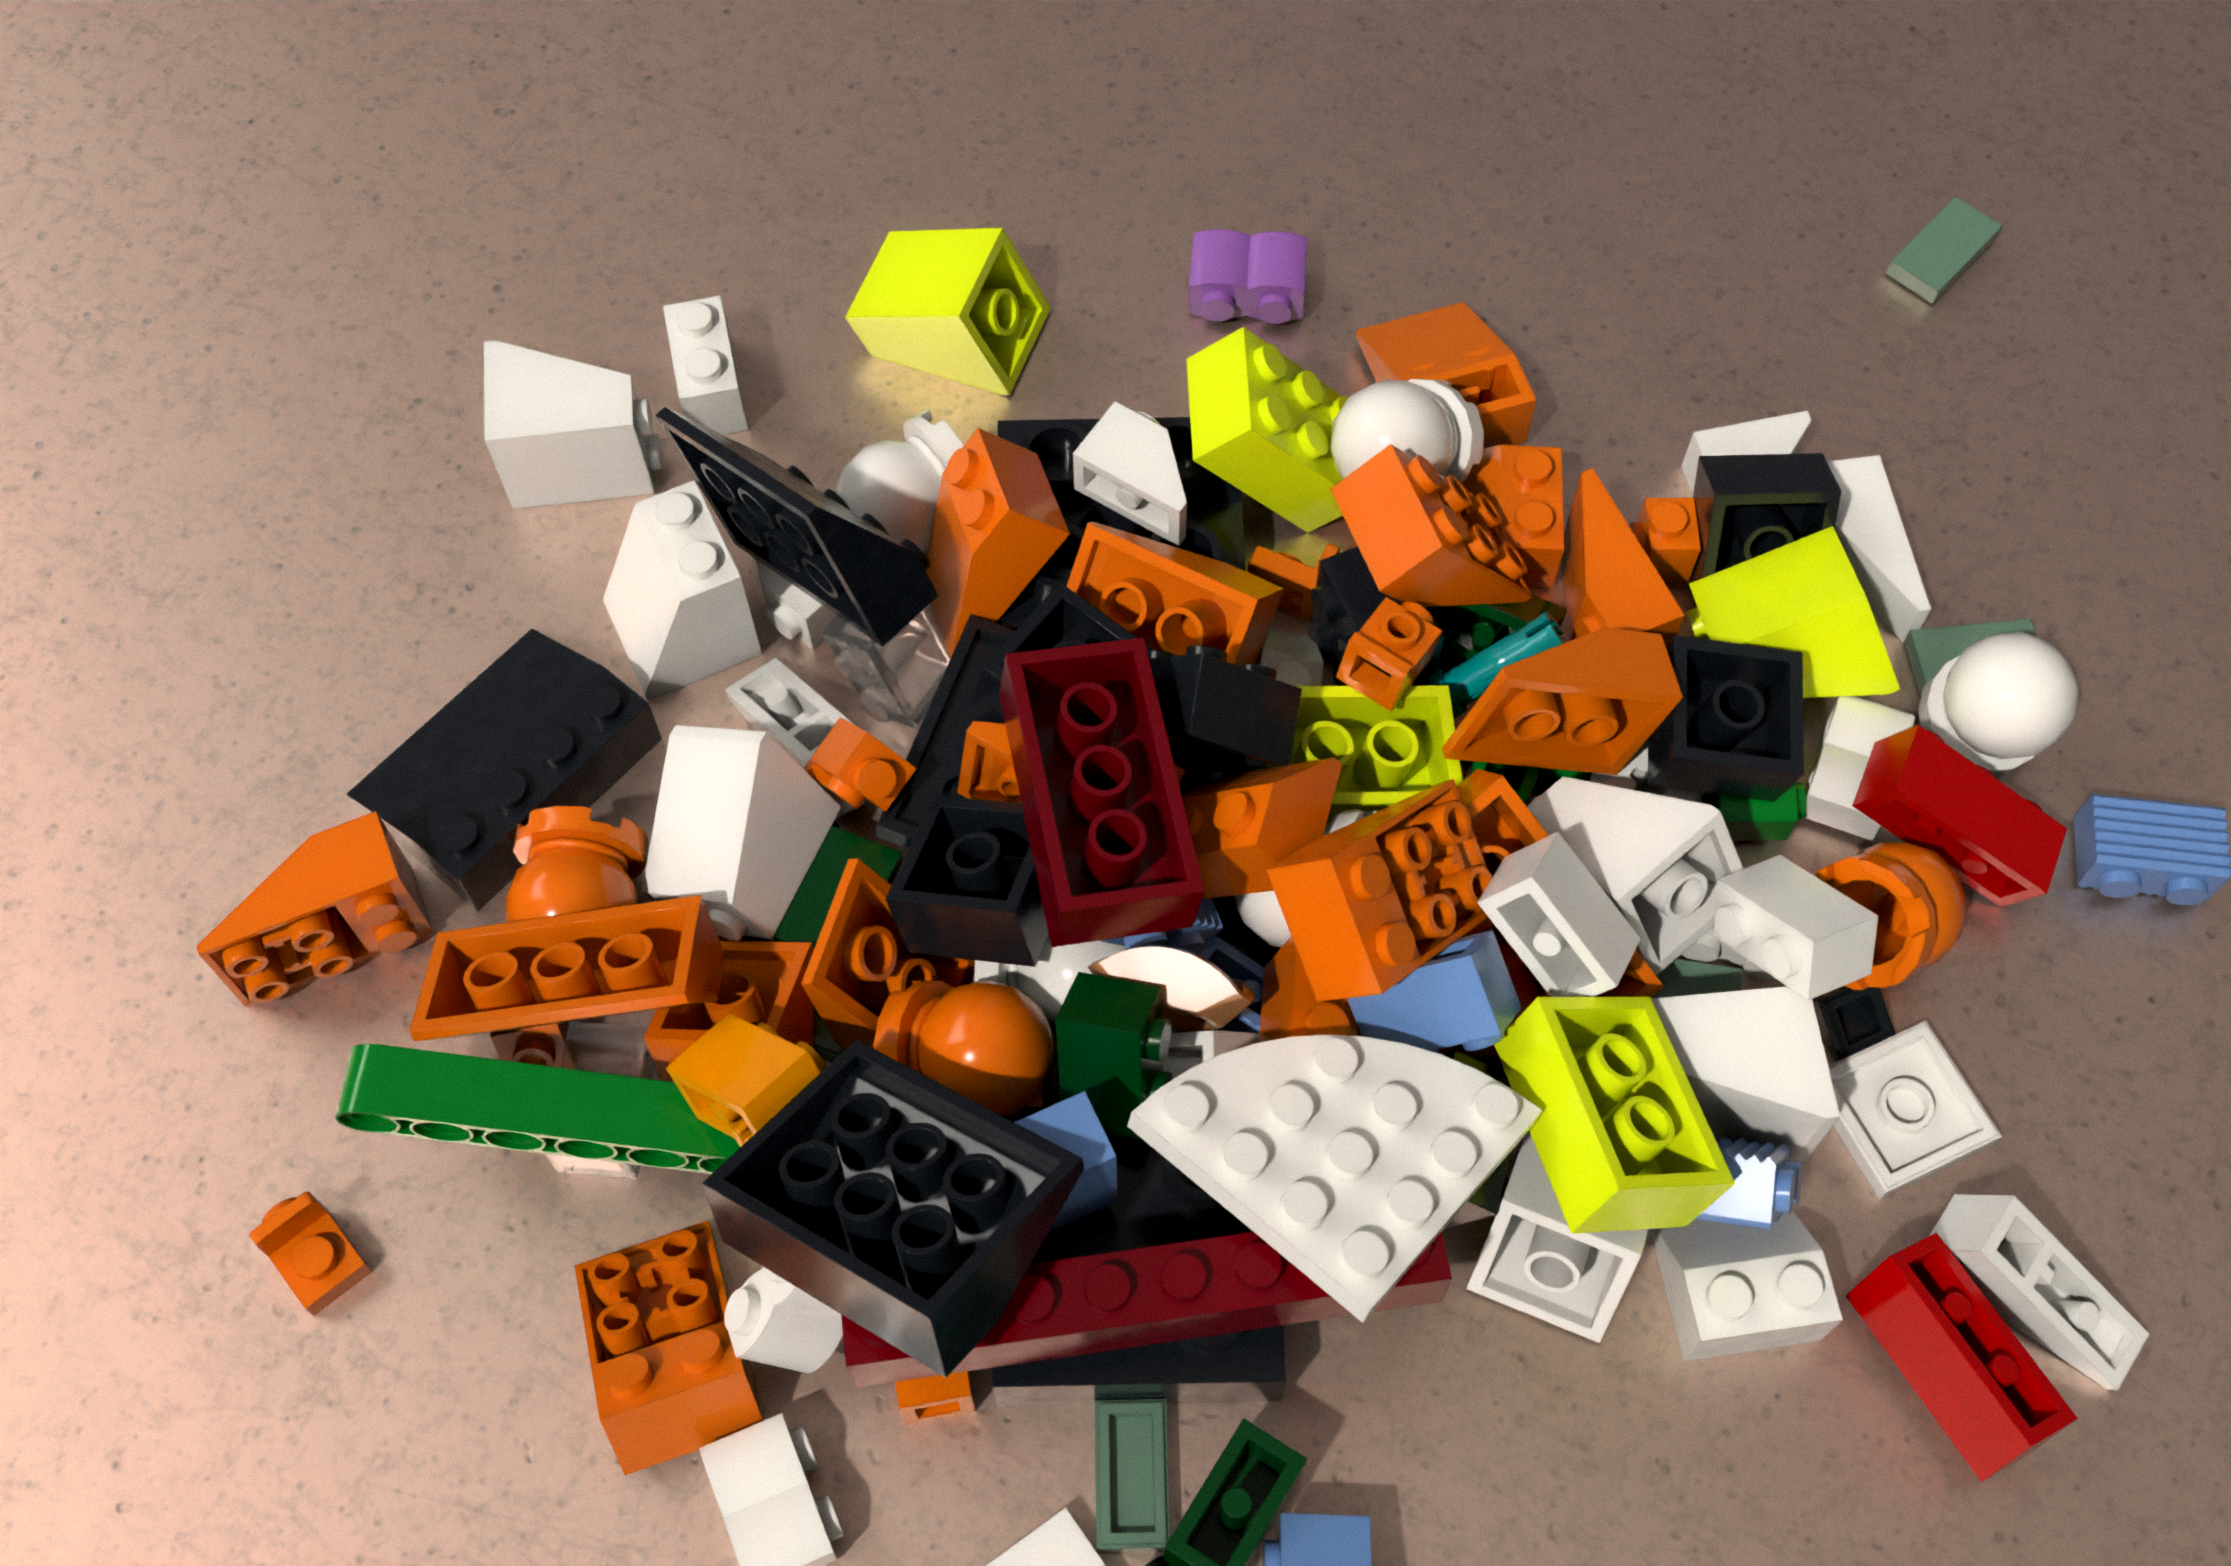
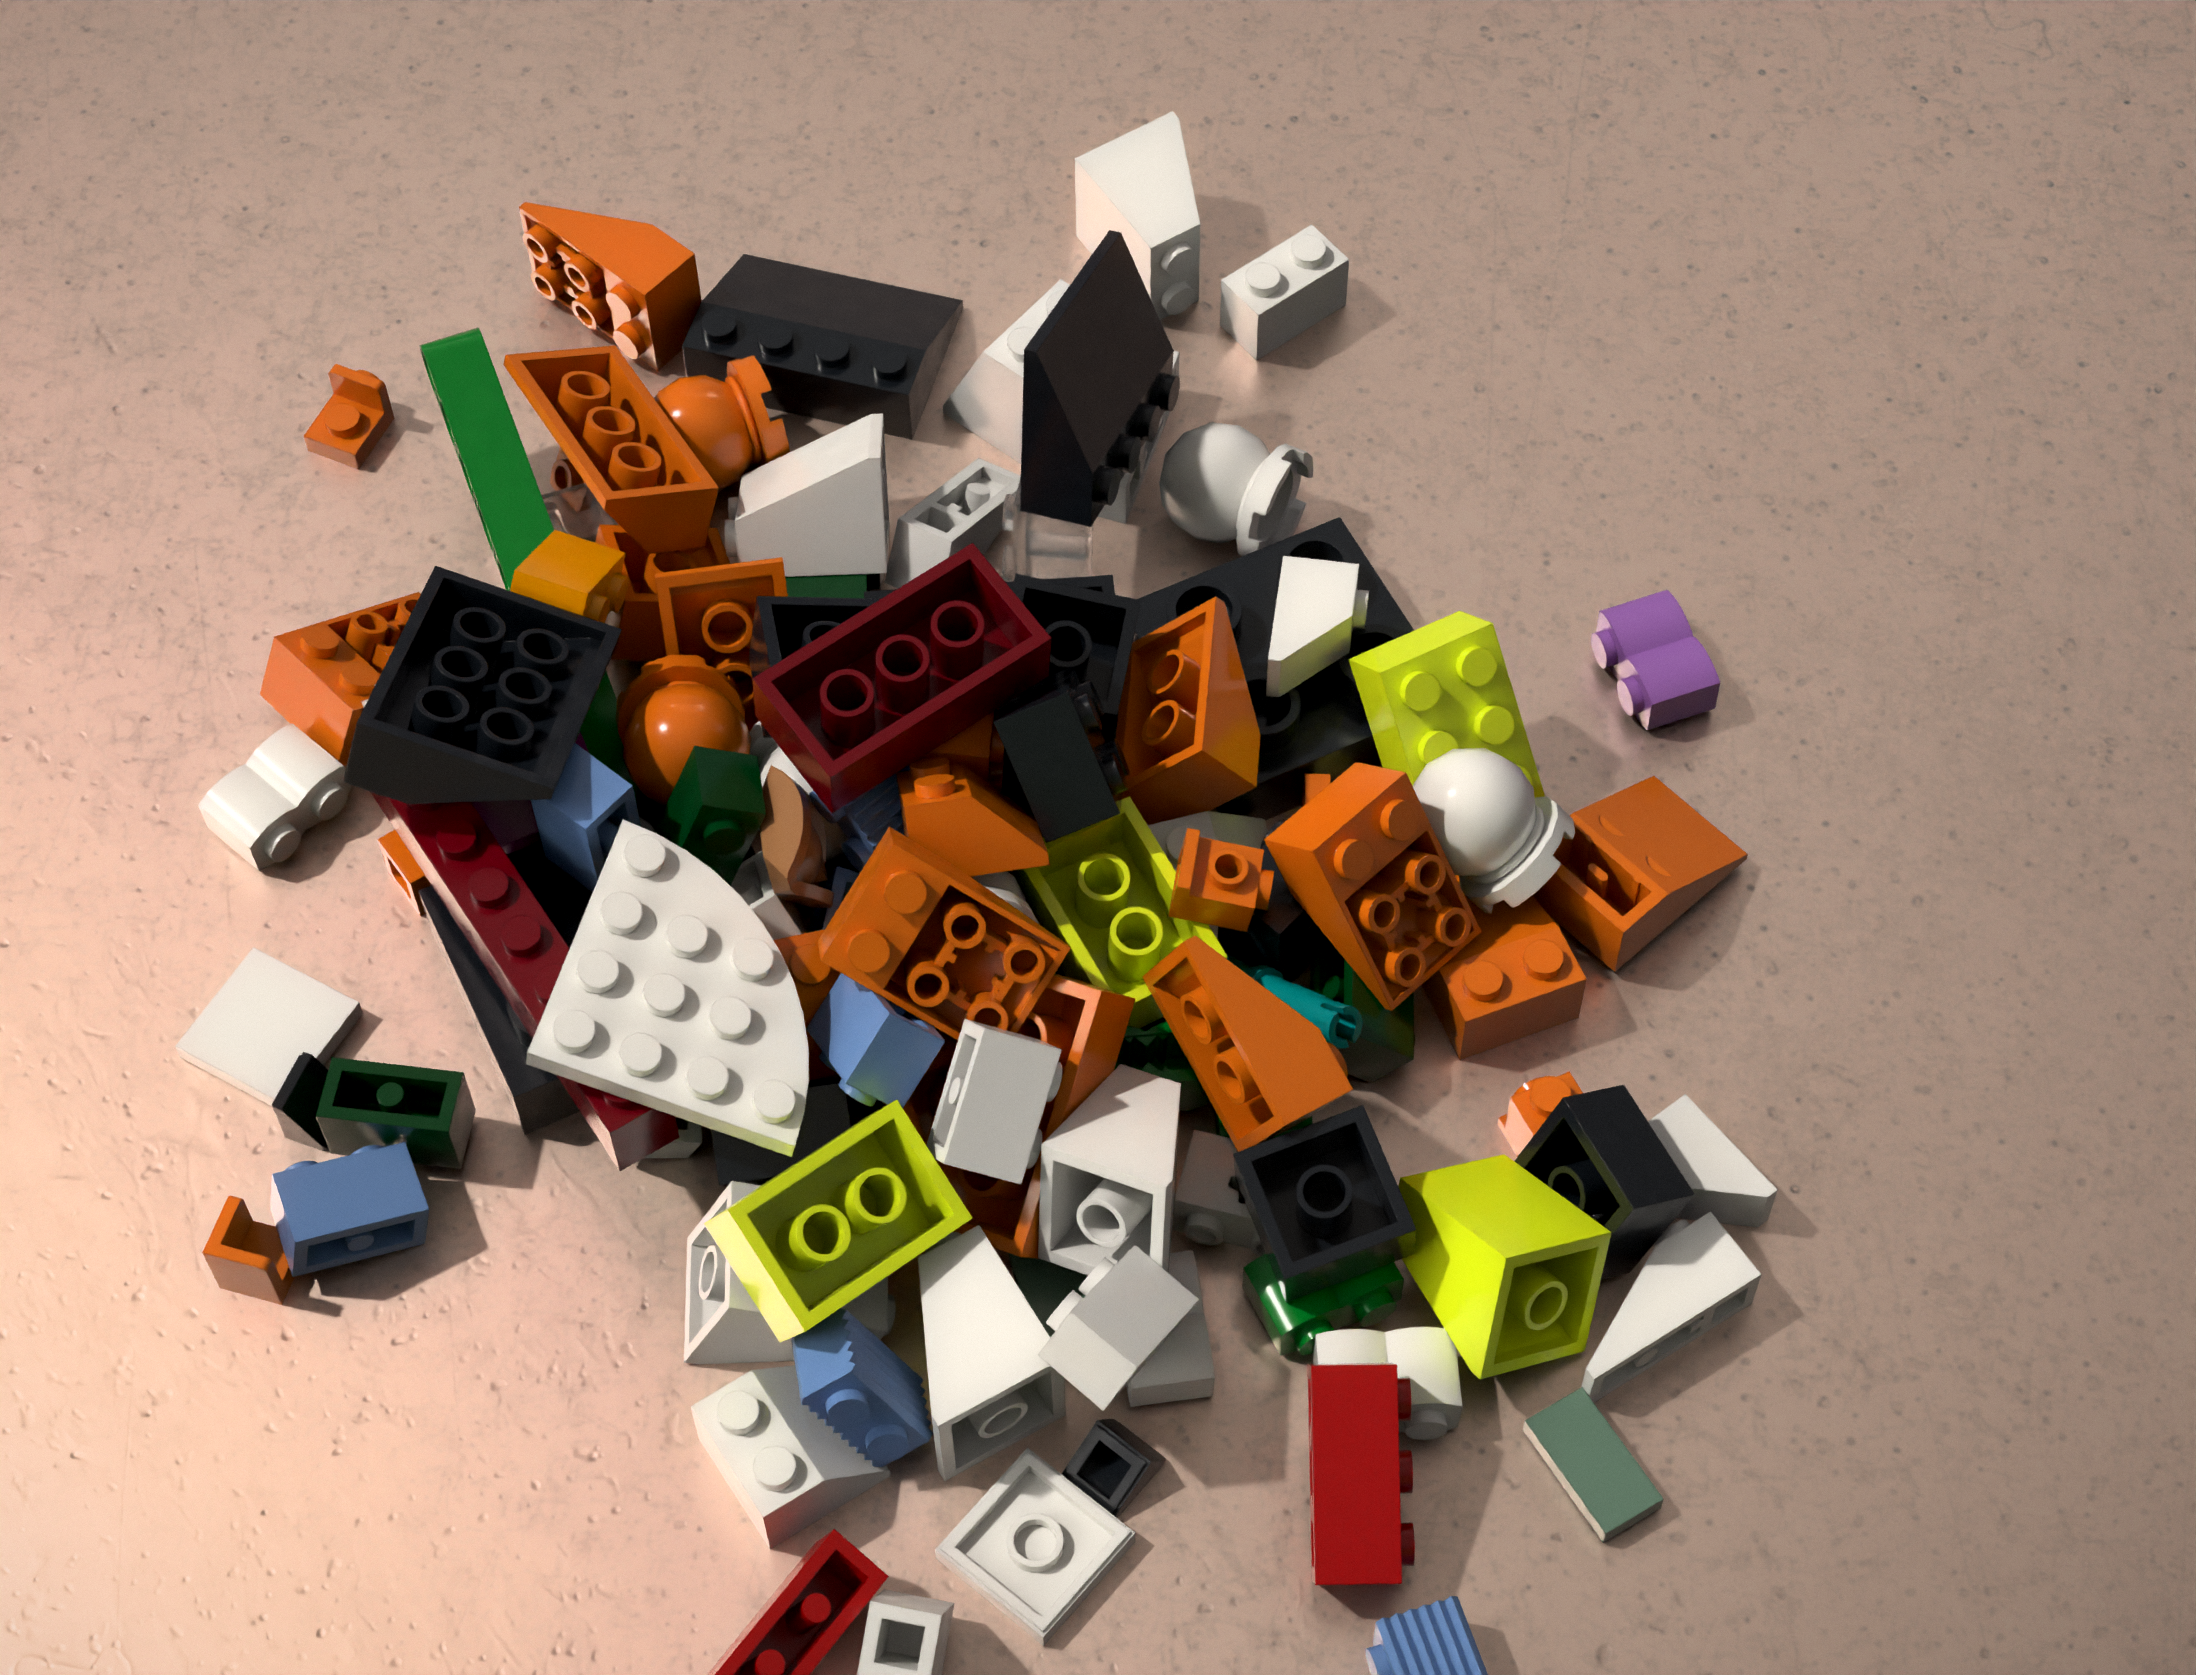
camera: 65 degrees right, 5 degrees down
(858, 767) = (899, 550): orange brick -> none
(951, 306) = (1463, 443): neon yellow slope -> none
(989, 531) = (1199, 538): orange slope -> none
(1131, 1476) = (421, 1036): sand green tile -> none
(1609, 573) = (1443, 1075): orange slope -> none
(1916, 904) = (1213, 1437): orange tile -> none
(1943, 249) = (2118, 1282): sand green tile -> none
(2002, 700) = (1515, 1477): white tile -> none

